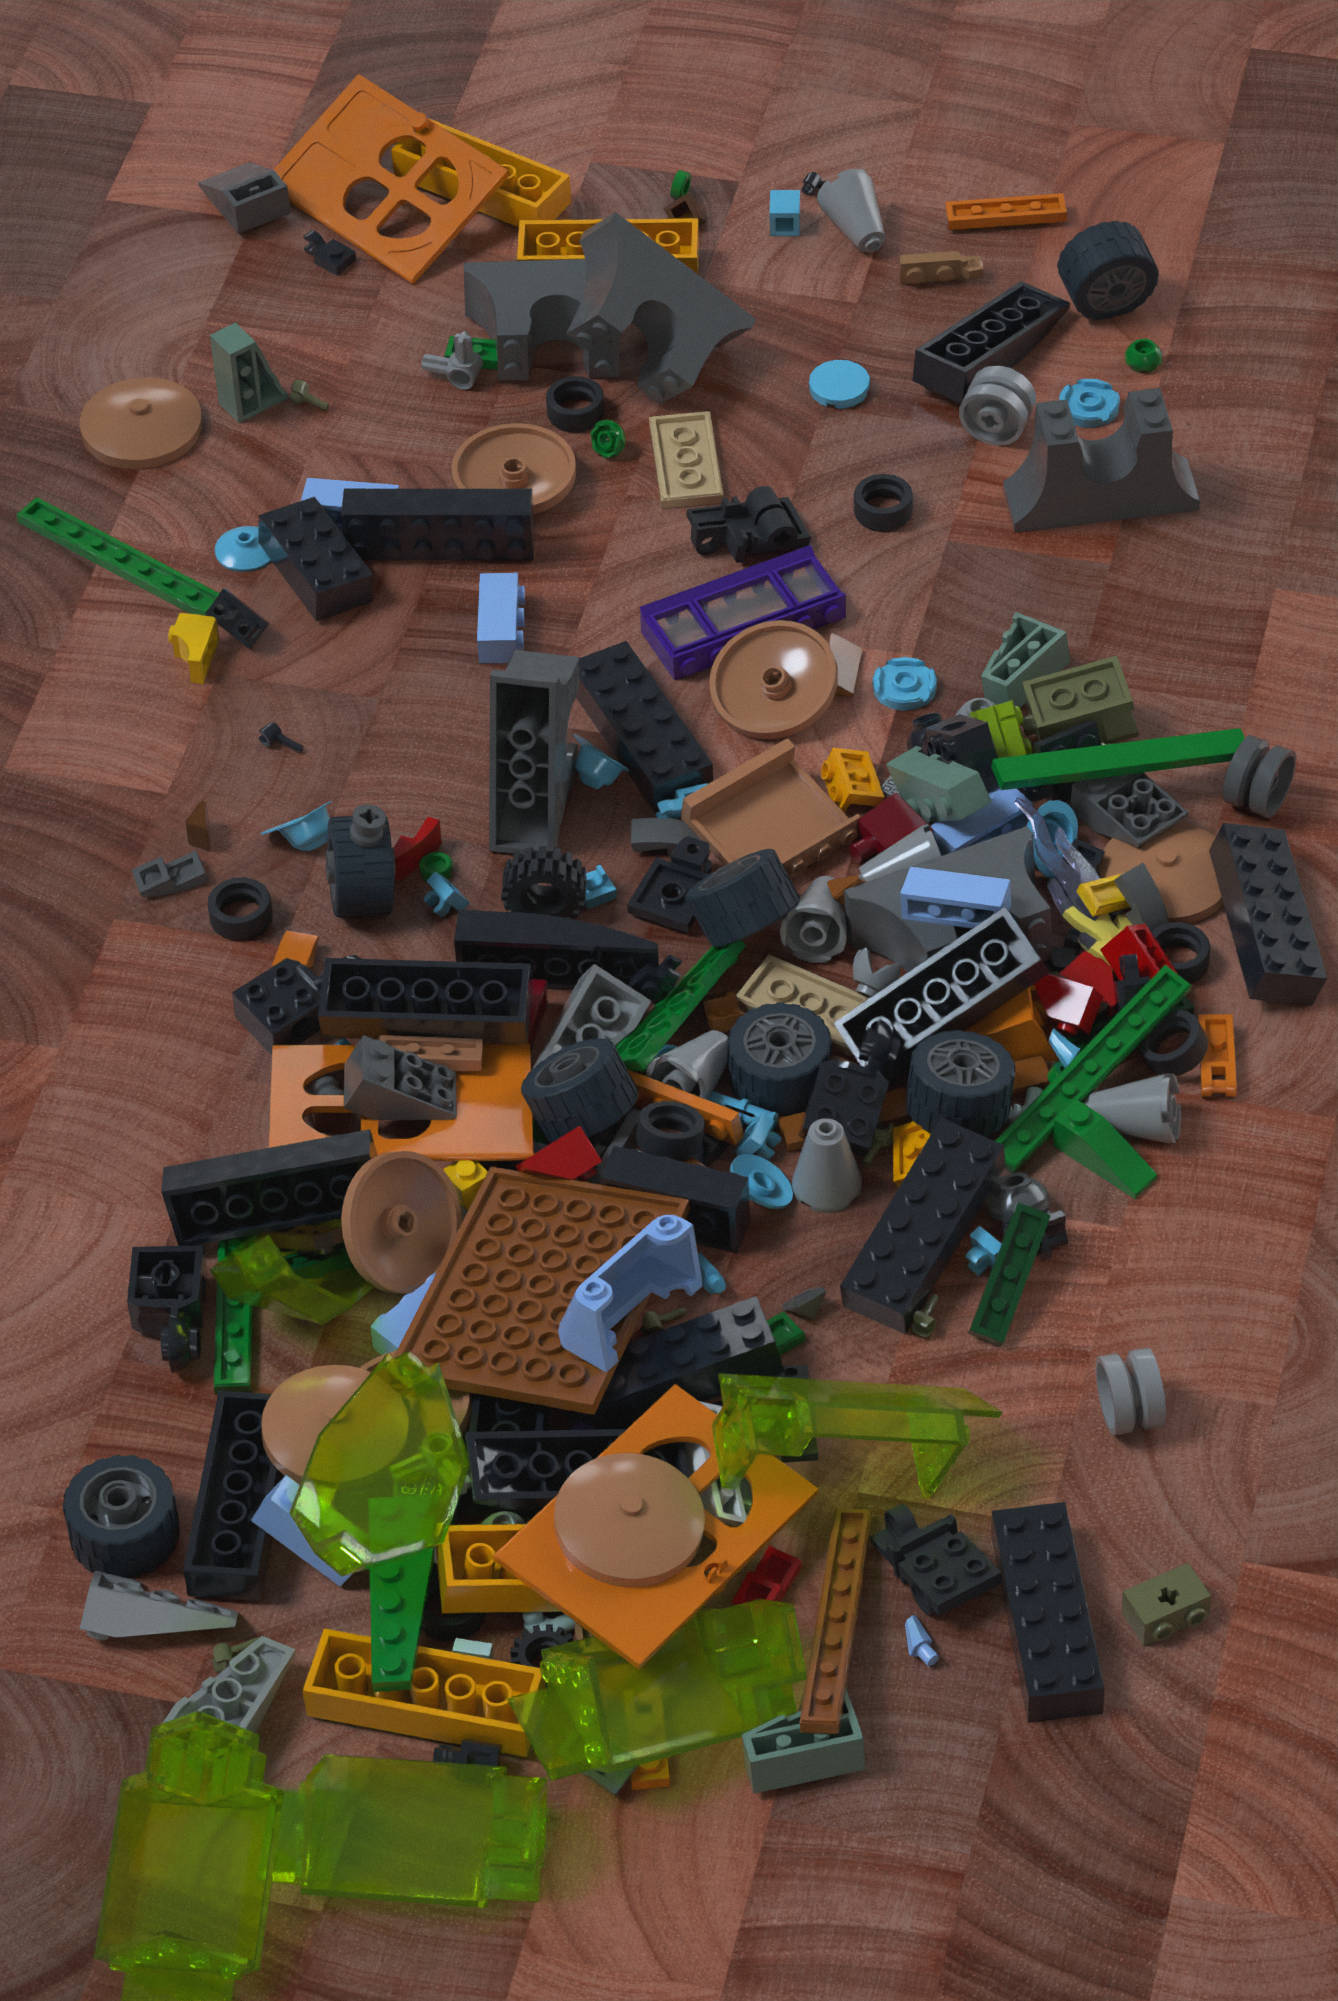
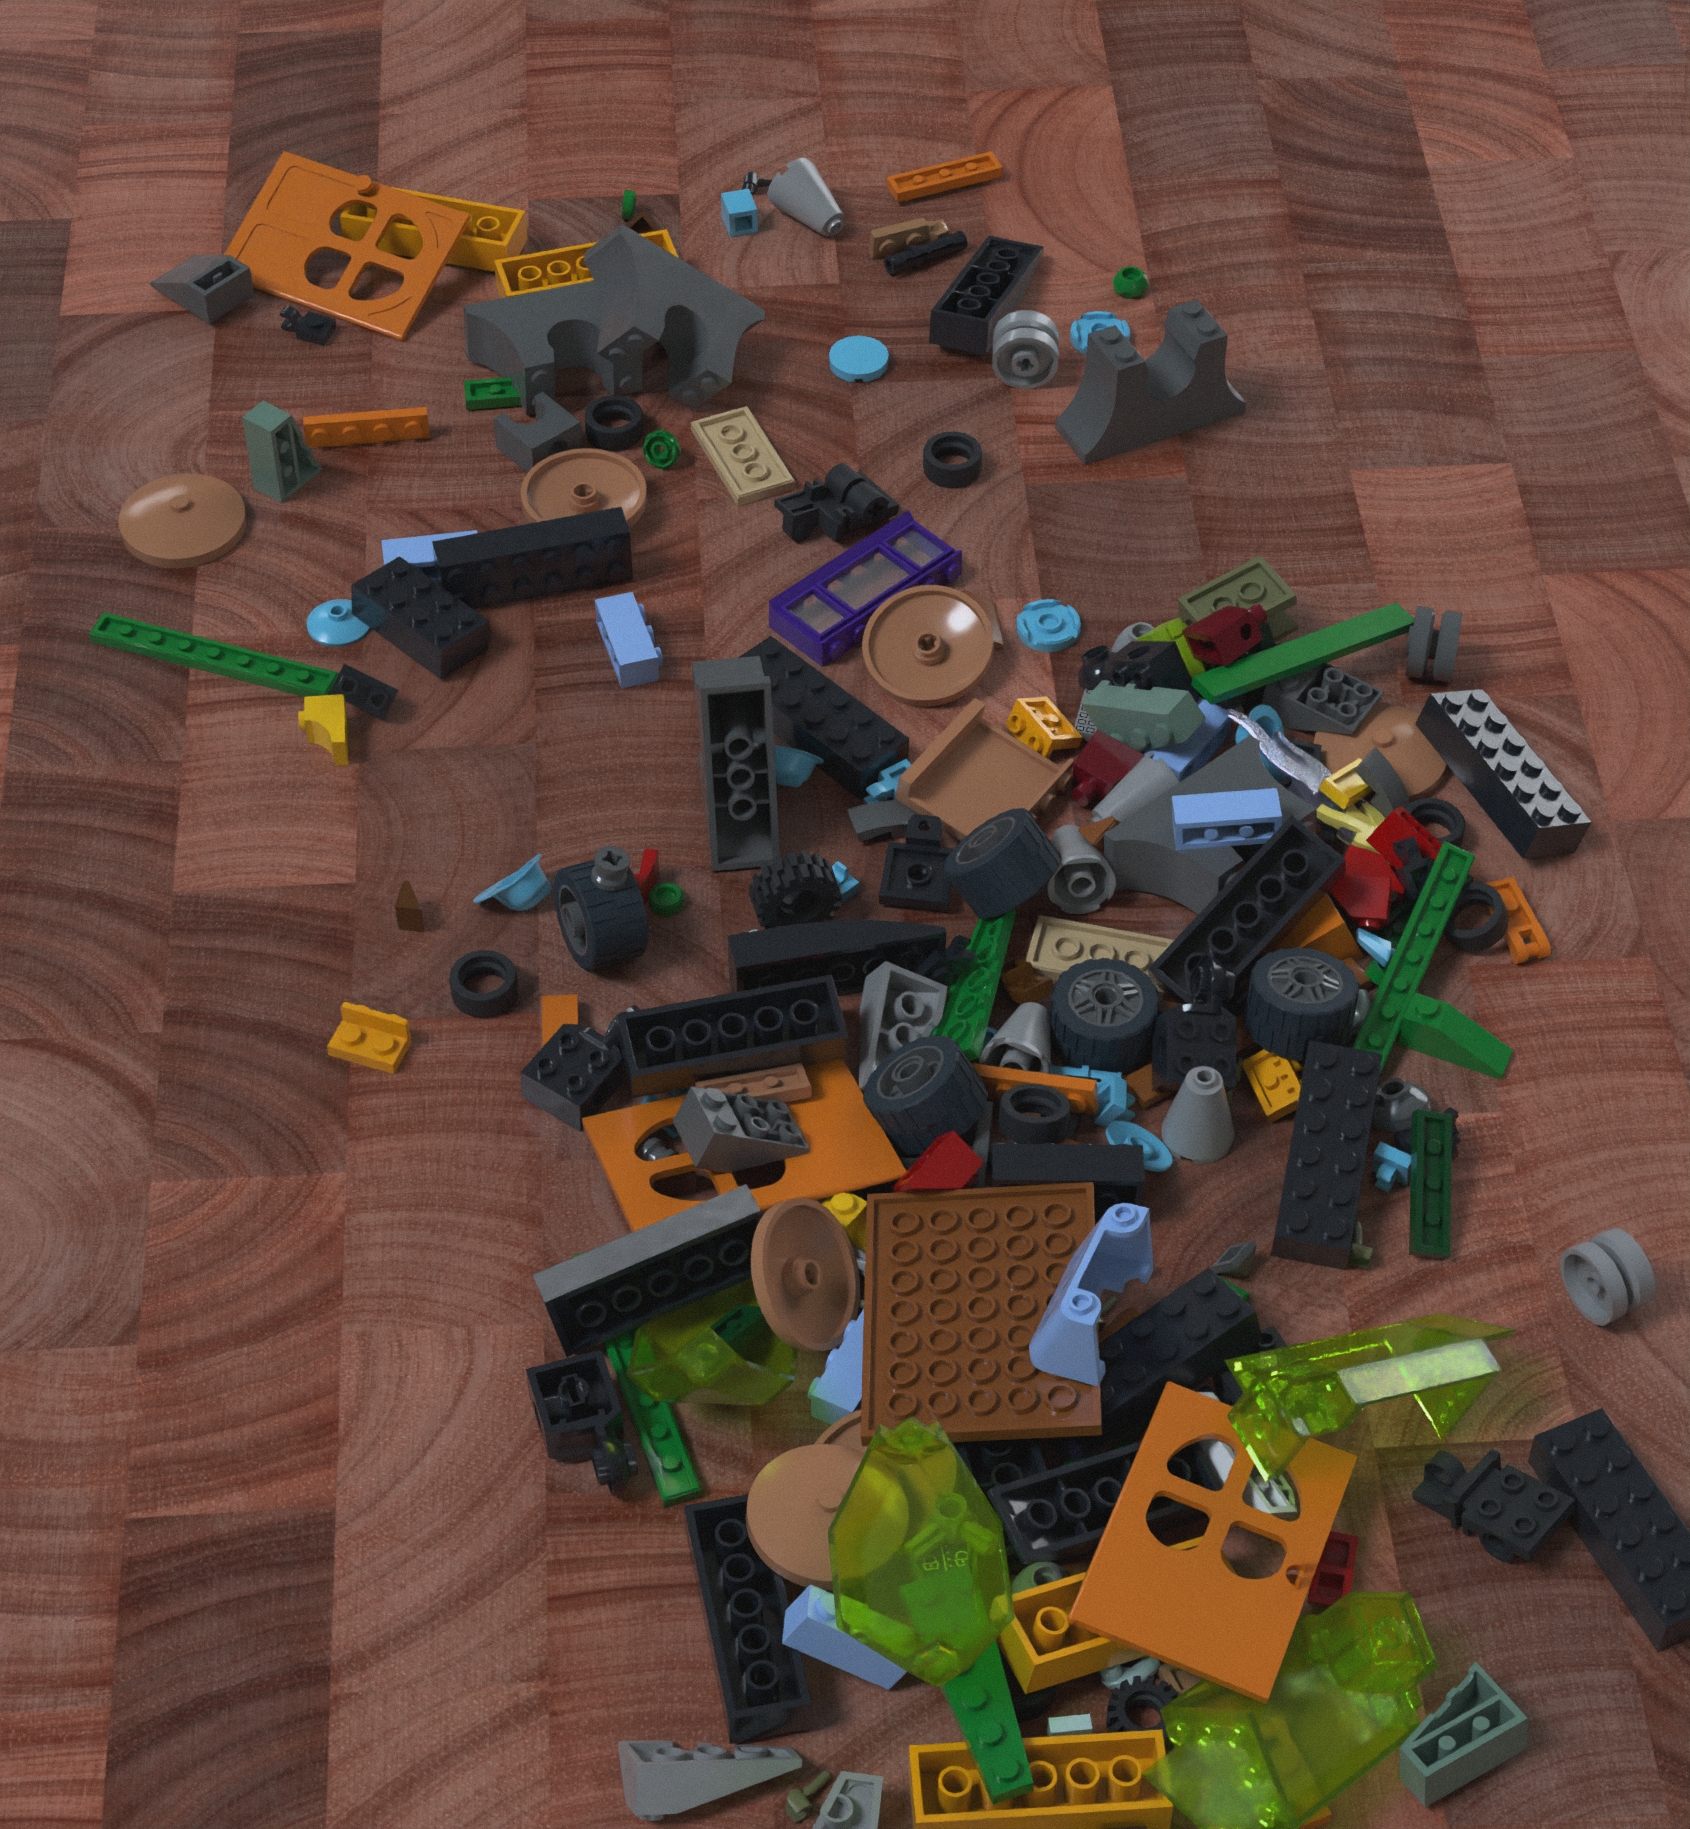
camera: 20 degrees left, 0 degrees up
(121, 1516) = (628, 1673): black wheel -> none
(123, 936) = (370, 1038): none -> light orange bracket
(178, 875) = (390, 969): dark grey slope -> none
(273, 733) = (444, 798): black hand -> none
(300, 394) = (334, 463): olive hand -> none
(307, 1239) = (717, 1314): dark brown plate -> none
(341, 364) = (366, 427): none -> orange plate
(446, 894) = (691, 923): medium azure tile -> none
(461, 367) = (487, 406): light grey axle -> none
(500, 406) = (531, 443): none -> dark grey piece
(629, 1520) = (1190, 1542): nougat dish -> none
(836, 1622) = (1433, 1597): dark orange tile -> none
(869, 982) = (1155, 918): light grey piece -> none
(919, 1641) = (1513, 1593): light blue bar -> none
(983, 282) = (906, 258): none -> black pin
(1026, 653) = (1160, 576): sand green wedge -> none
(1034, 727) = (1225, 634): none -> dark red torso
(1108, 270) = (1073, 209): black wheel -> none
(1142, 1108) = (1476, 986): light grey cone -> none

